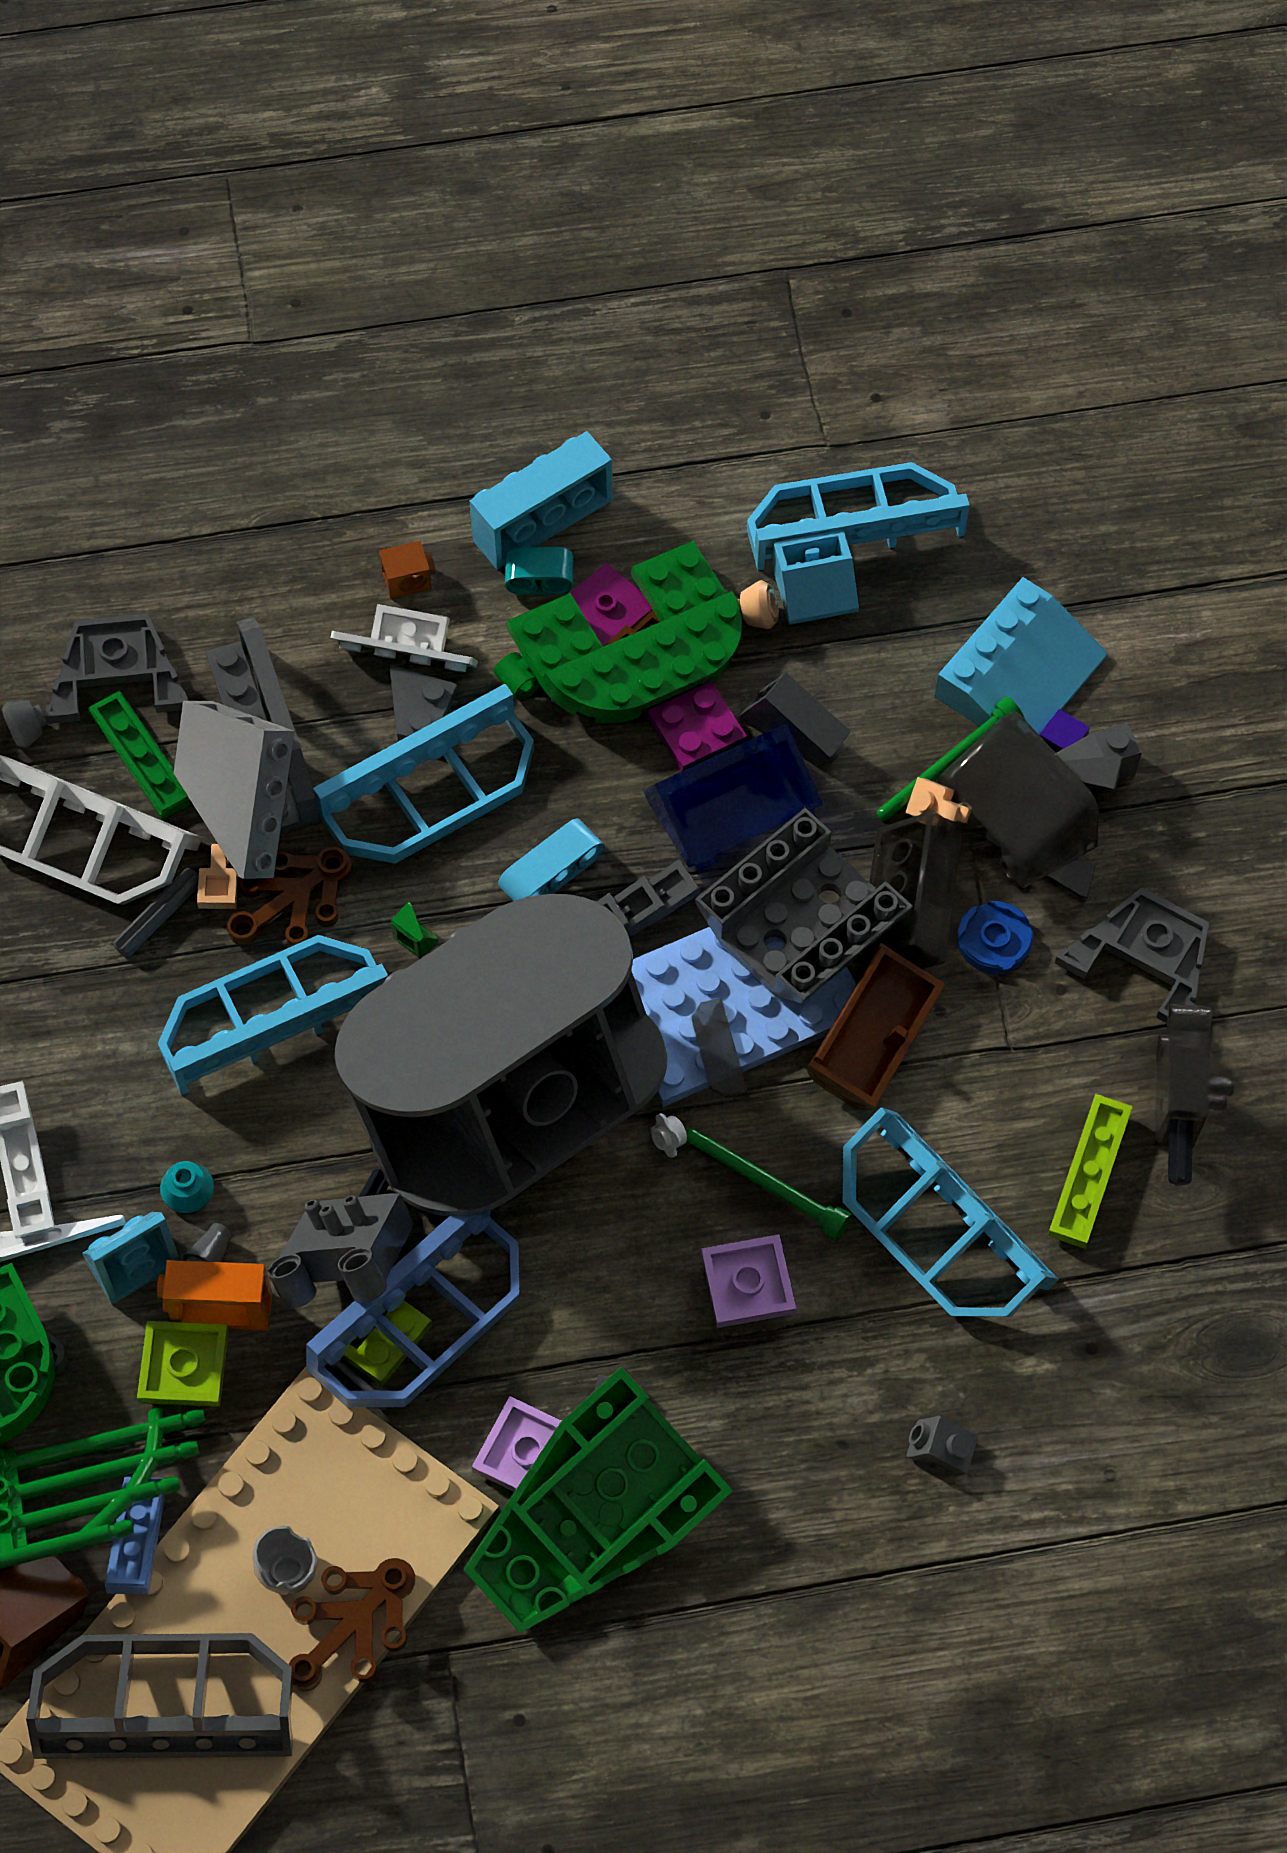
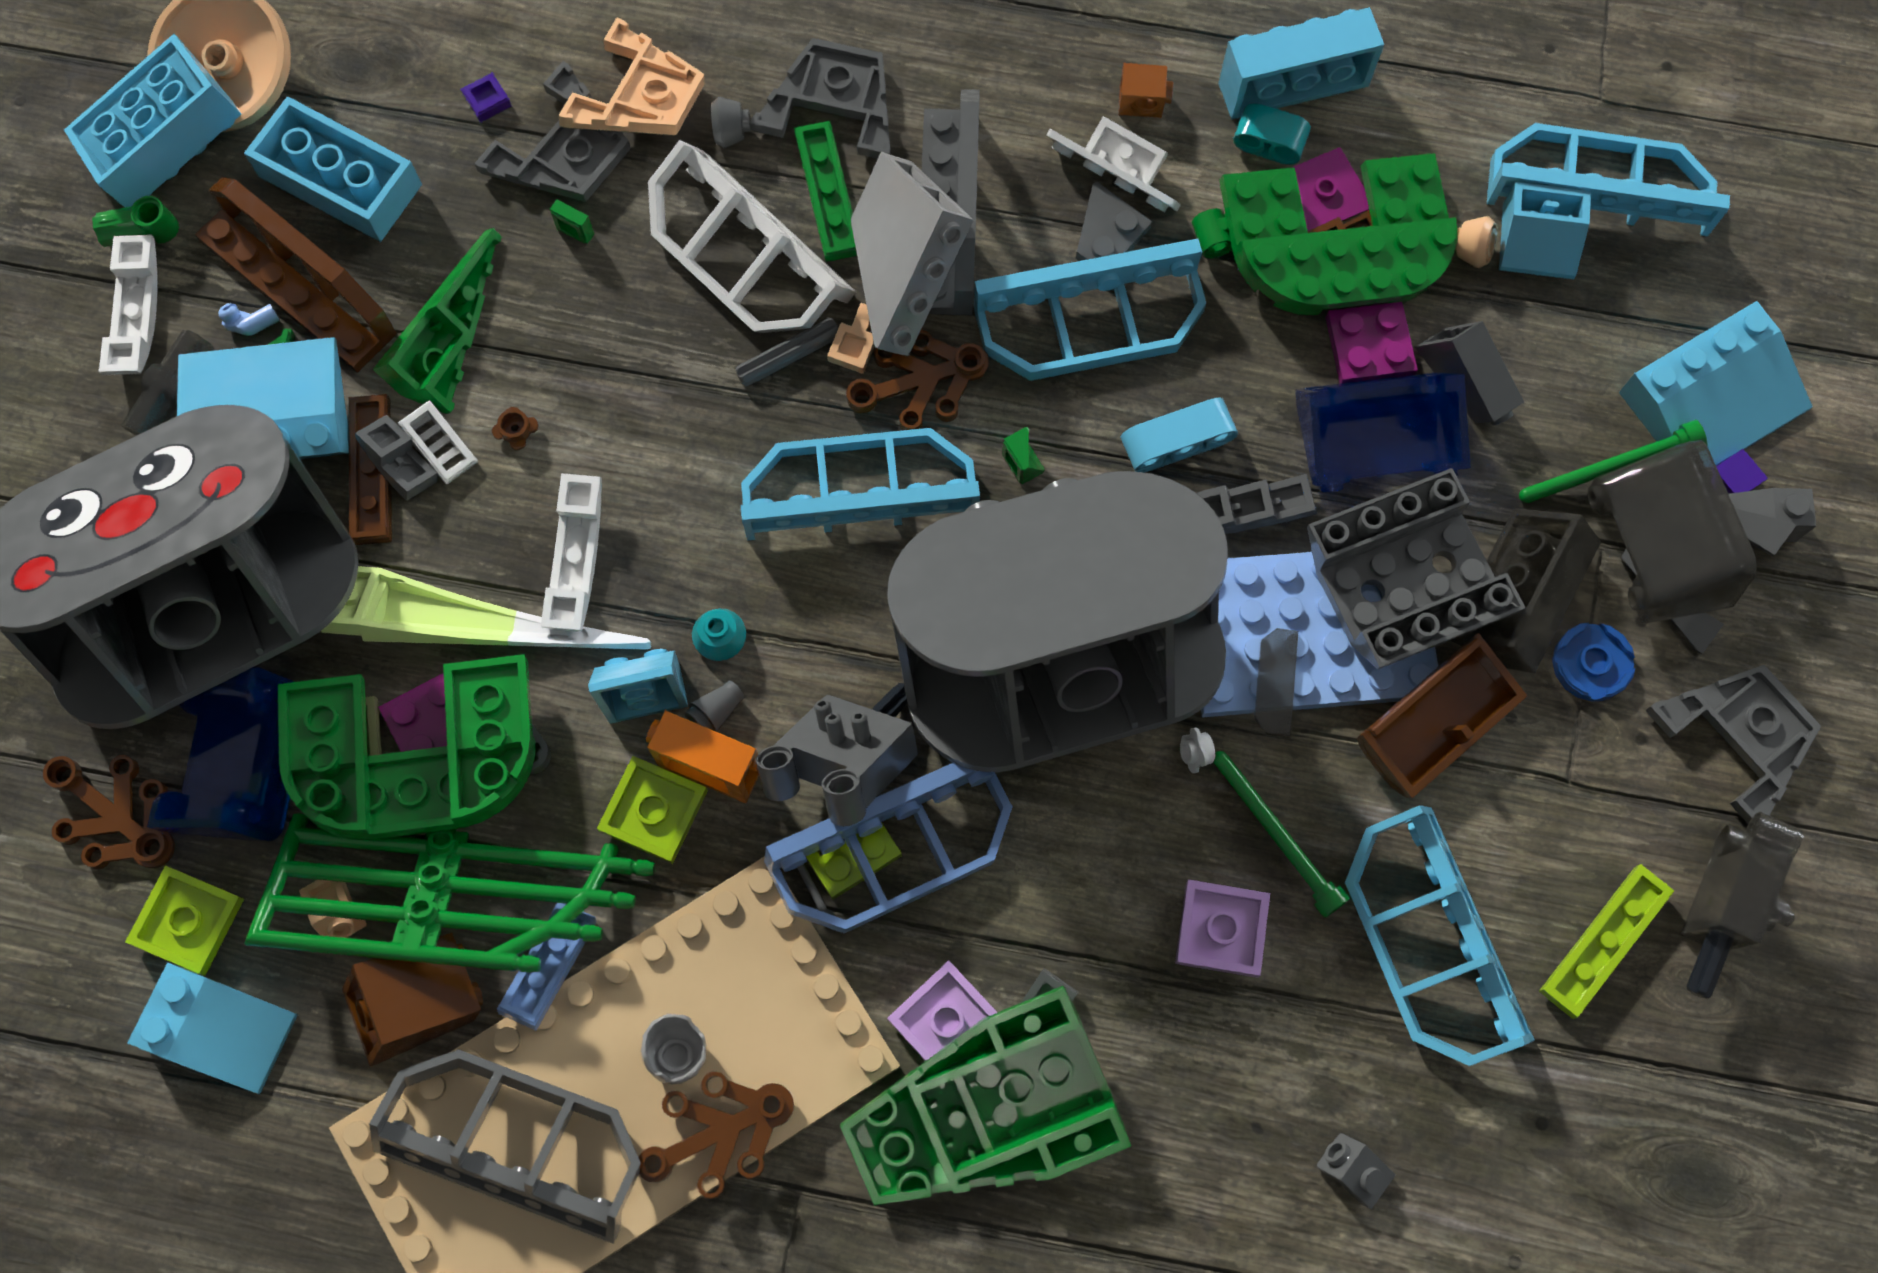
camera: 20 degrees right, 10 degrees up
(933, 796) = (1582, 498): light nougat plate -> none

